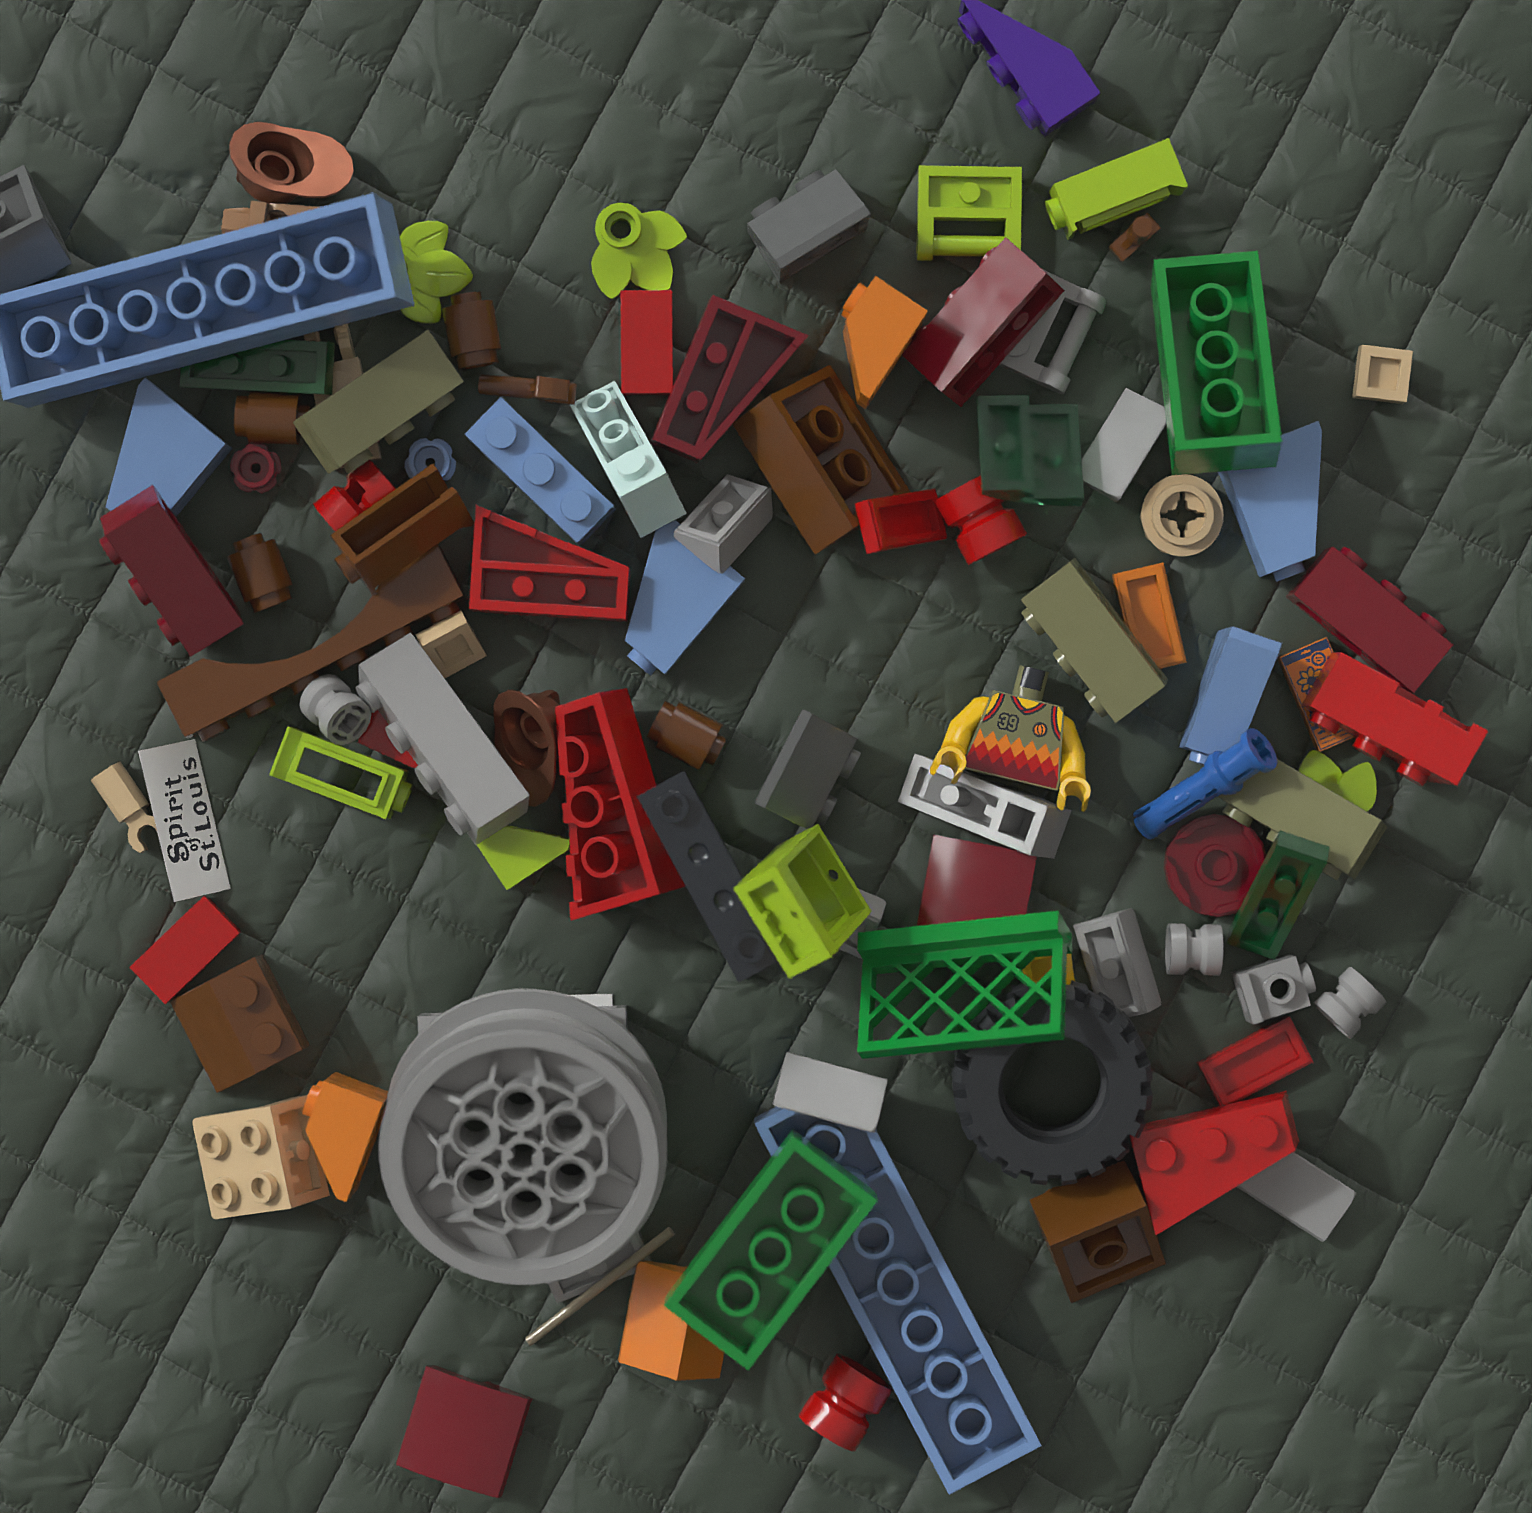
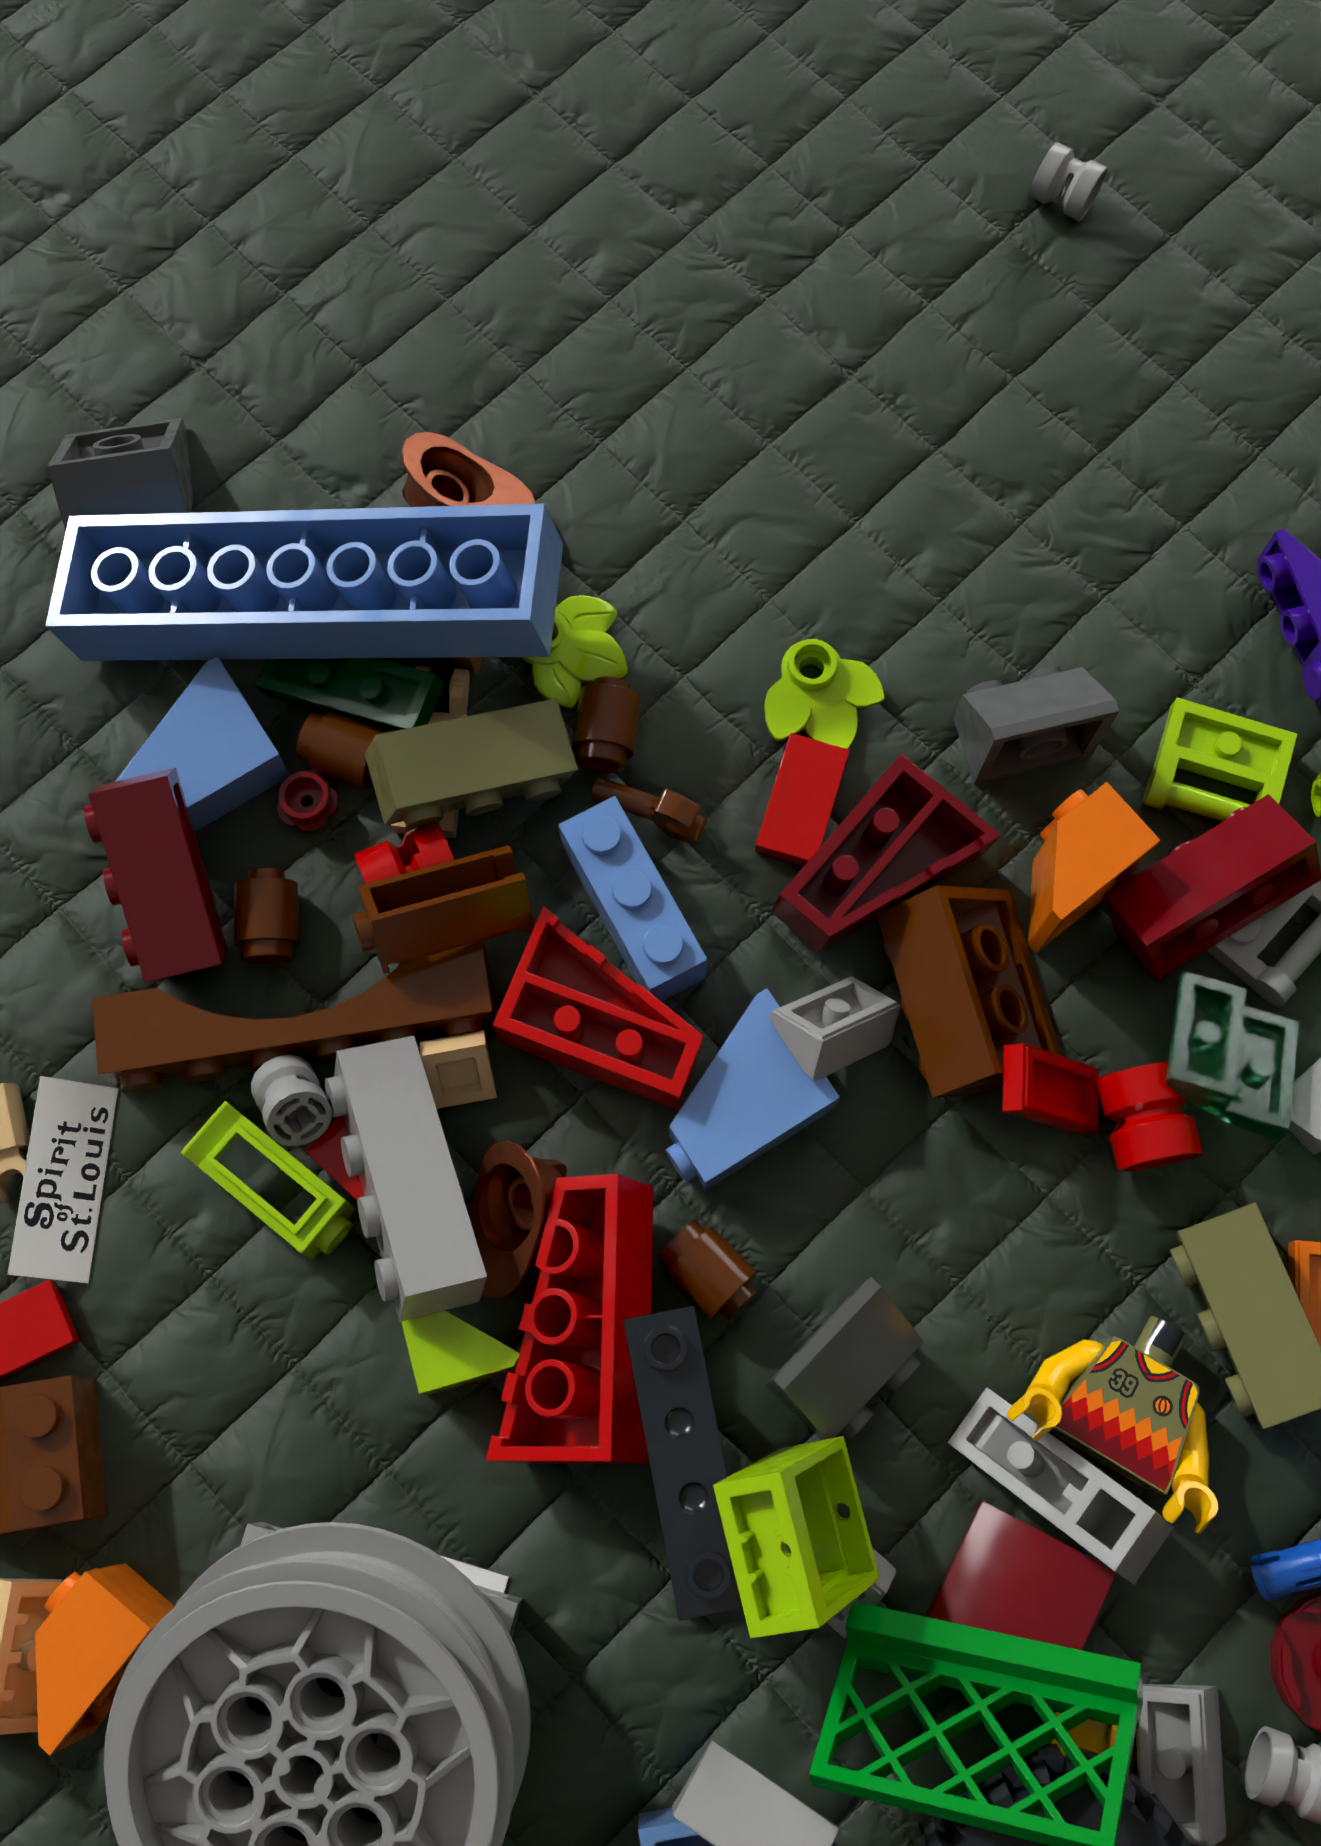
camera: 10 degrees right, 15 degrees down
(425, 449) = (521, 844): medium blue plate -> none
(628, 459) = (742, 919): light aqua slope -> none

